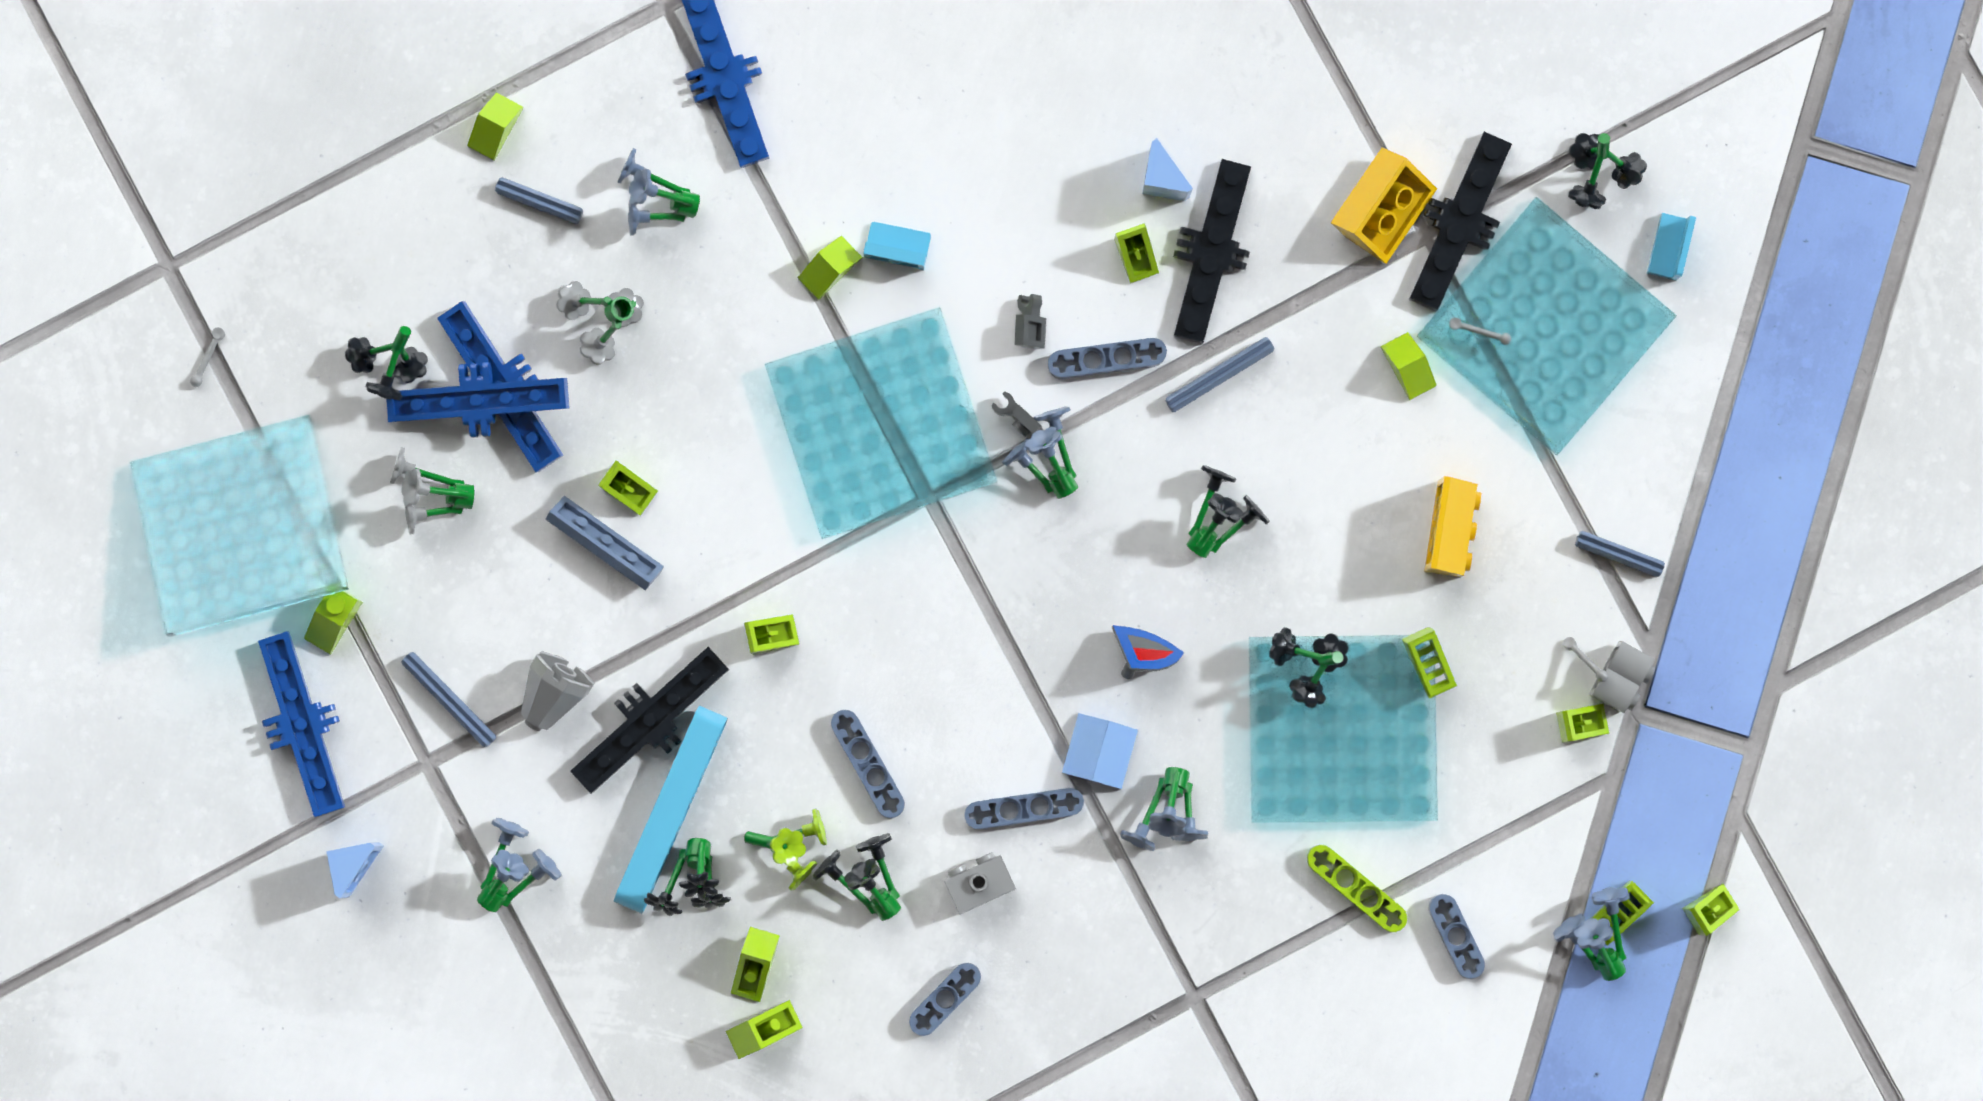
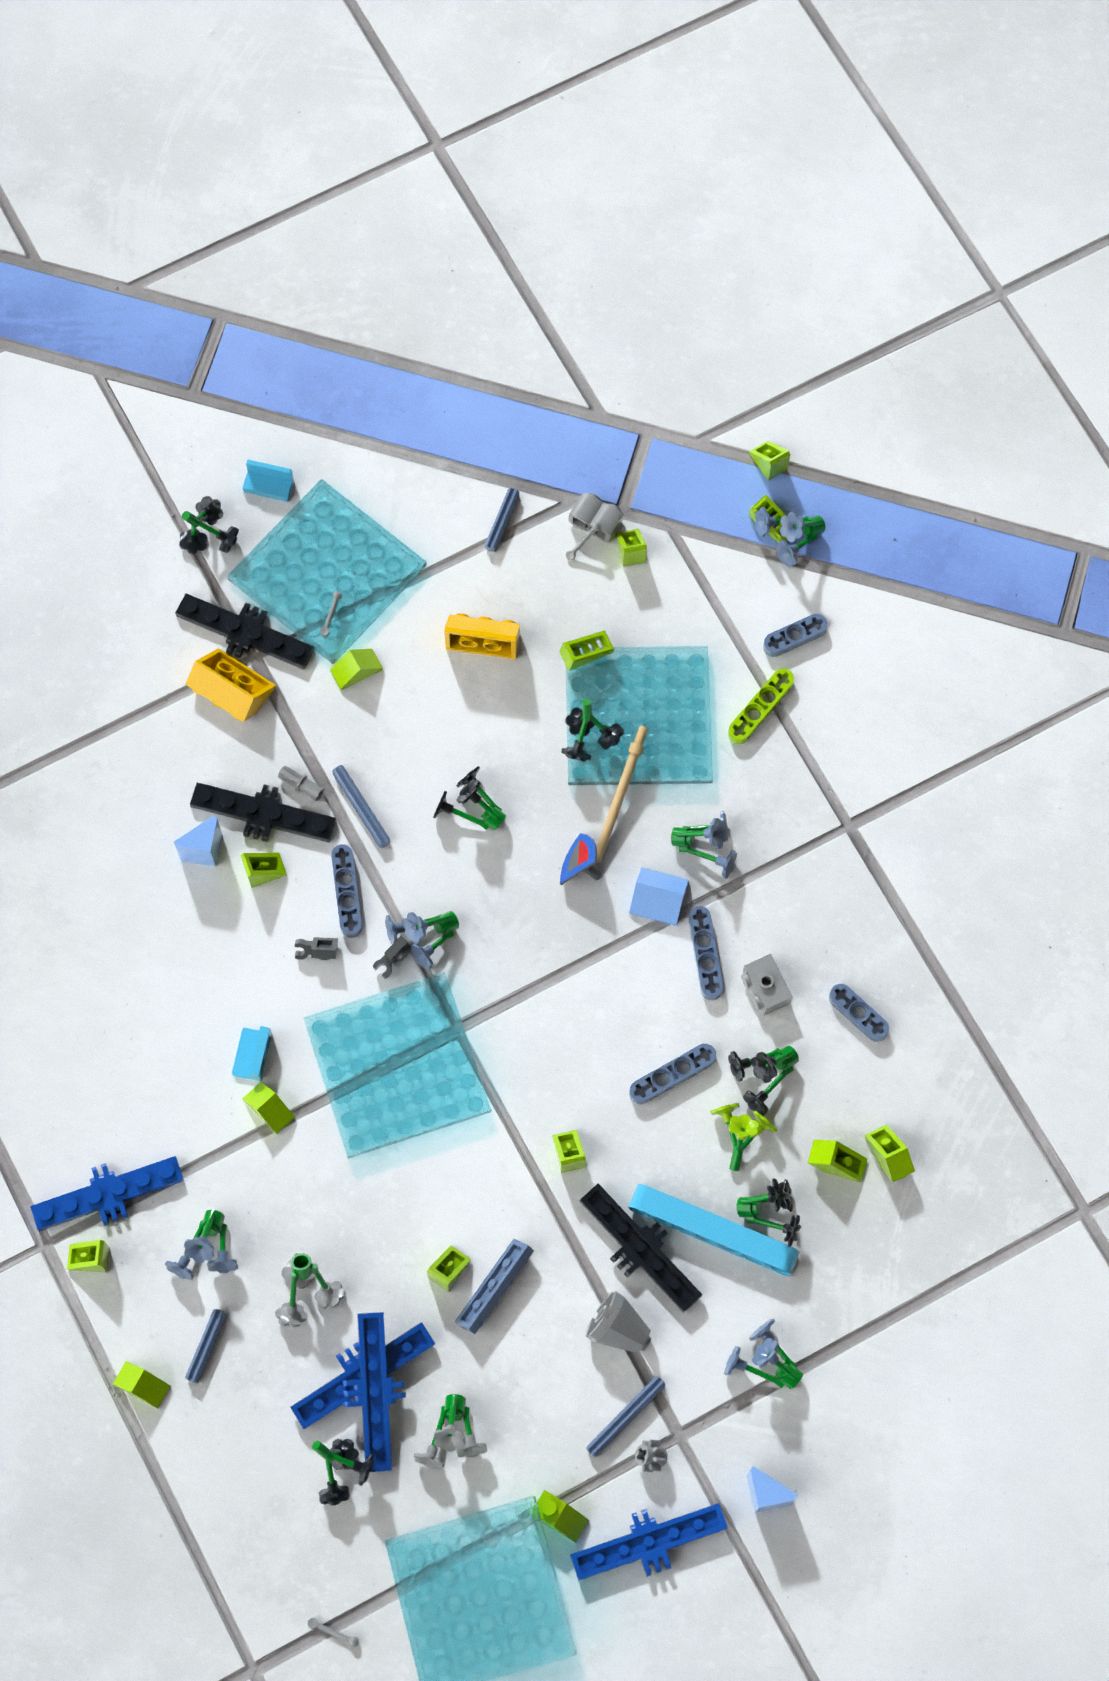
camera: 90 degrees left, 15 degrees down
(399, 728) = (651, 1455): none -> light grey gear
(646, 57) = (88, 1256): none -> lime slope
(1250, 297) = (300, 783): none -> light grey axle
(1288, 722) = (636, 750): none -> tan bar

